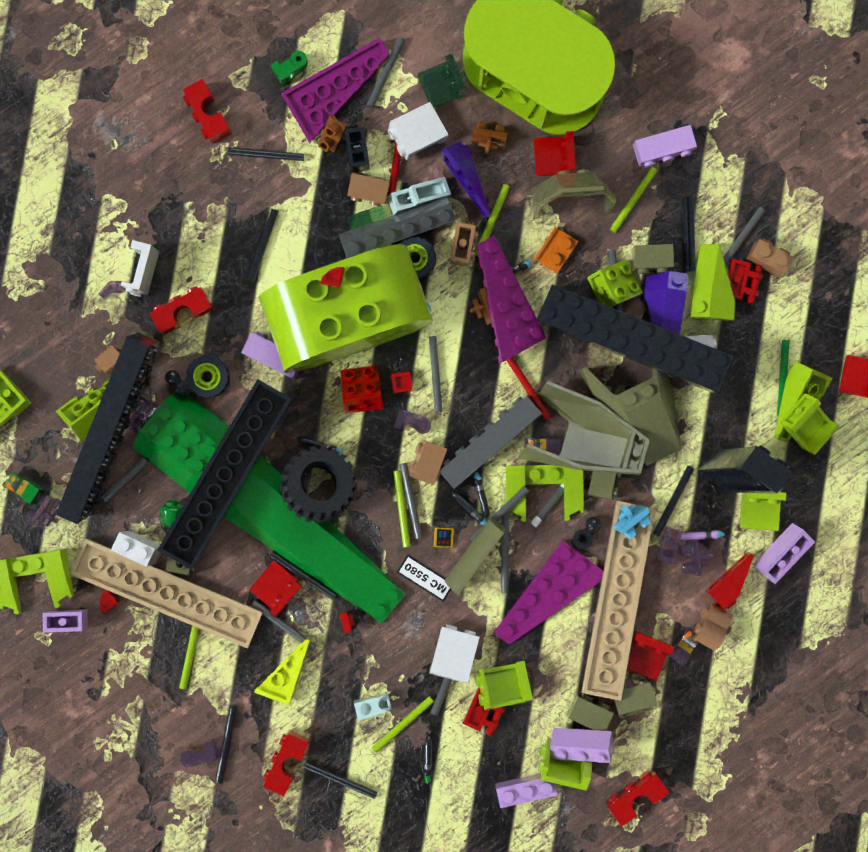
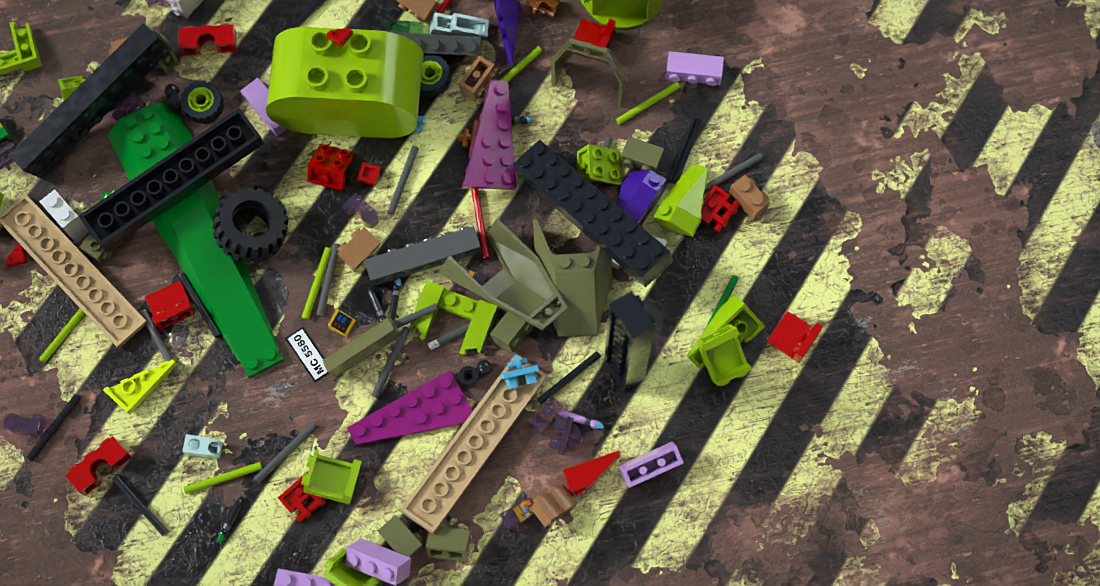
camera: 20 degrees right, 15 degrees down
(125, 479) = (86, 160): dark grey bar -> none
(347, 621) = (217, 360): red plate -> none
(454, 654) = (299, 429): white panel -> none
(556, 250) = (559, 118): orange plate -> none
(647, 655) = (479, 507): red bracket -> none
(761, 511) = (647, 416): lime bracket -> none

